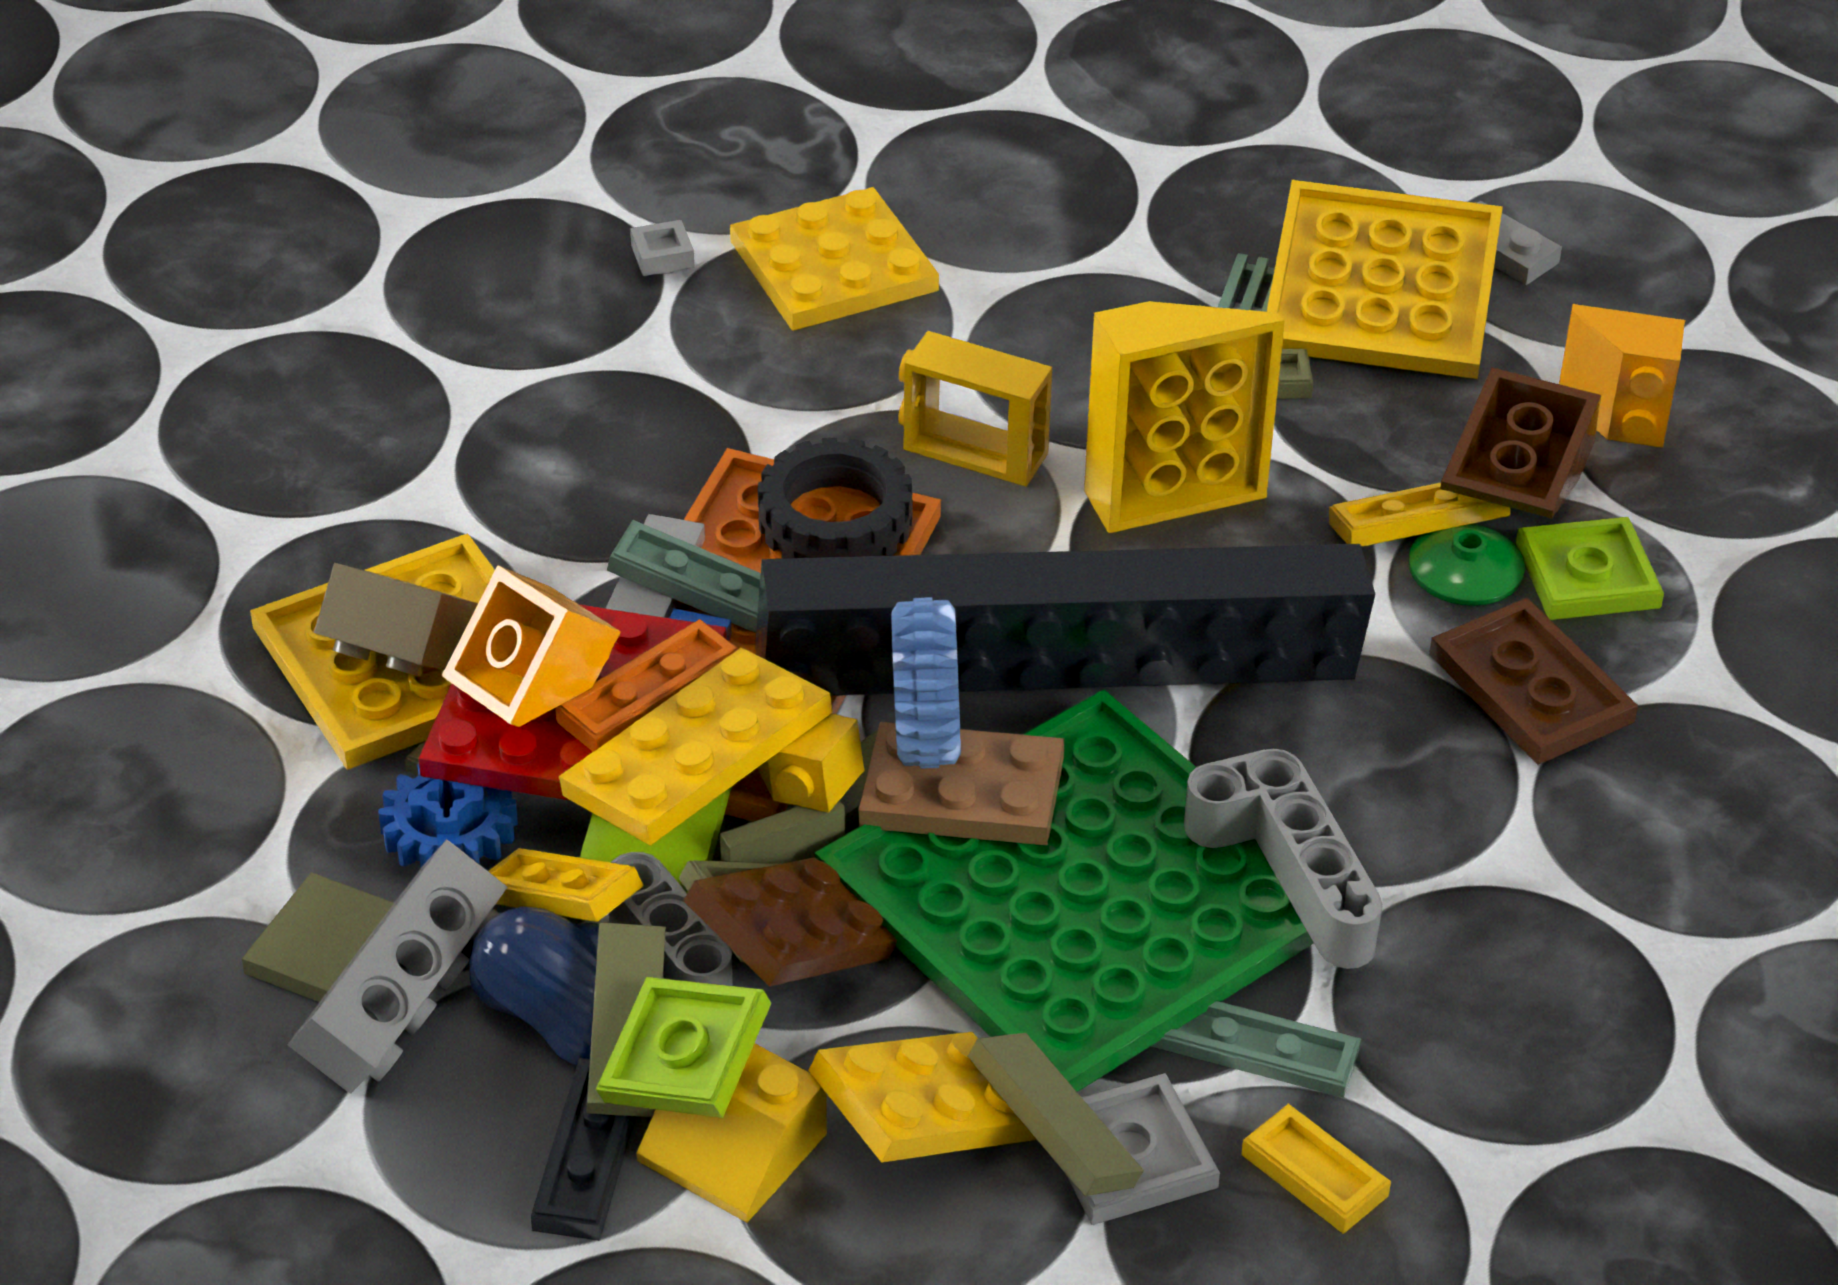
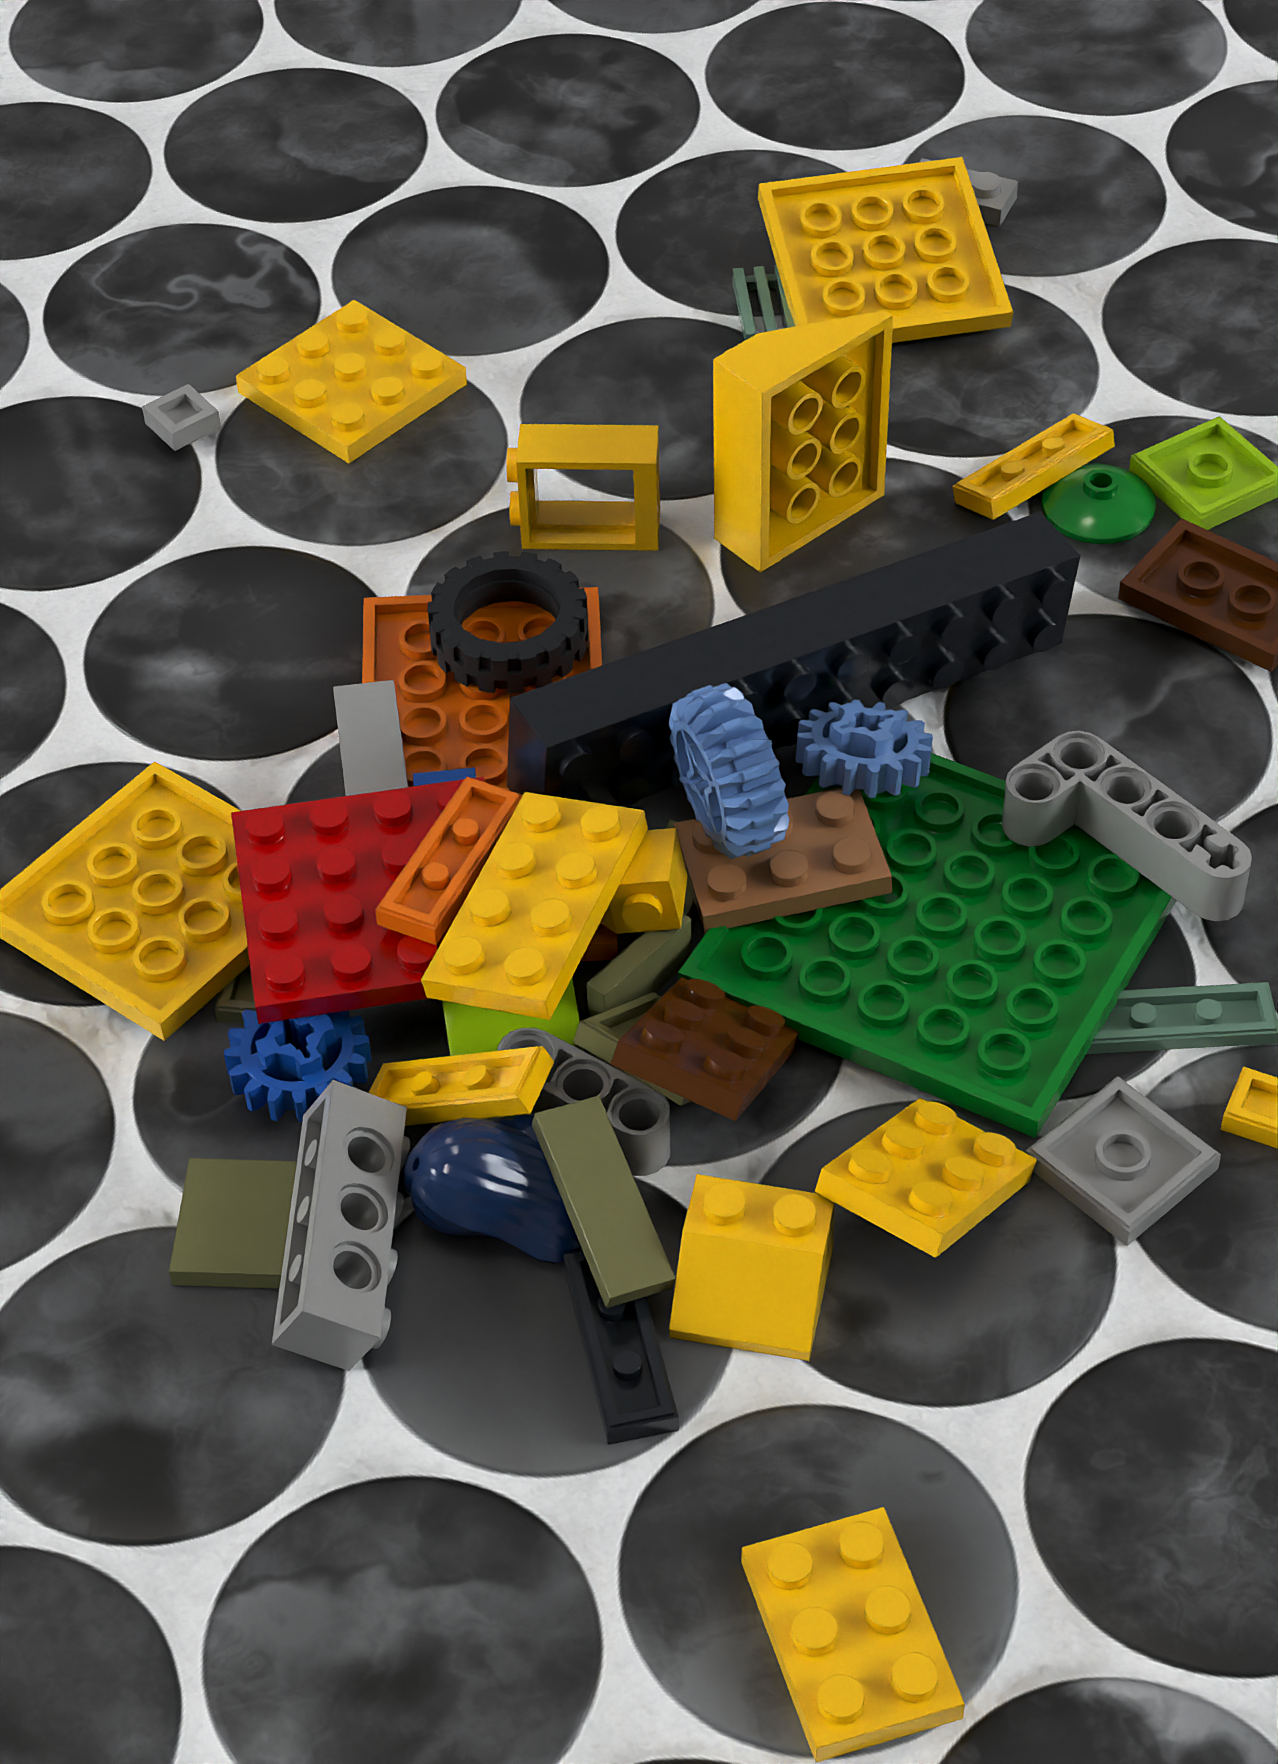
camera: 20 degrees left, 5 degrees up
(392, 618) = (146, 872): dark tan slope -> none
(528, 649) = (323, 861): light orange slope -> none
(684, 1046) = (687, 1210): lime tile -> none
(687, 574) = (419, 735): sand green tile -> none
(1055, 1114) = (1054, 1151): olive tile -> none
(1085, 708) = (863, 748): none -> medium blue gear
(1524, 443) = (1103, 374): reddish brown slope -> none
(1630, 364) = (1151, 282): light orange slope -> none

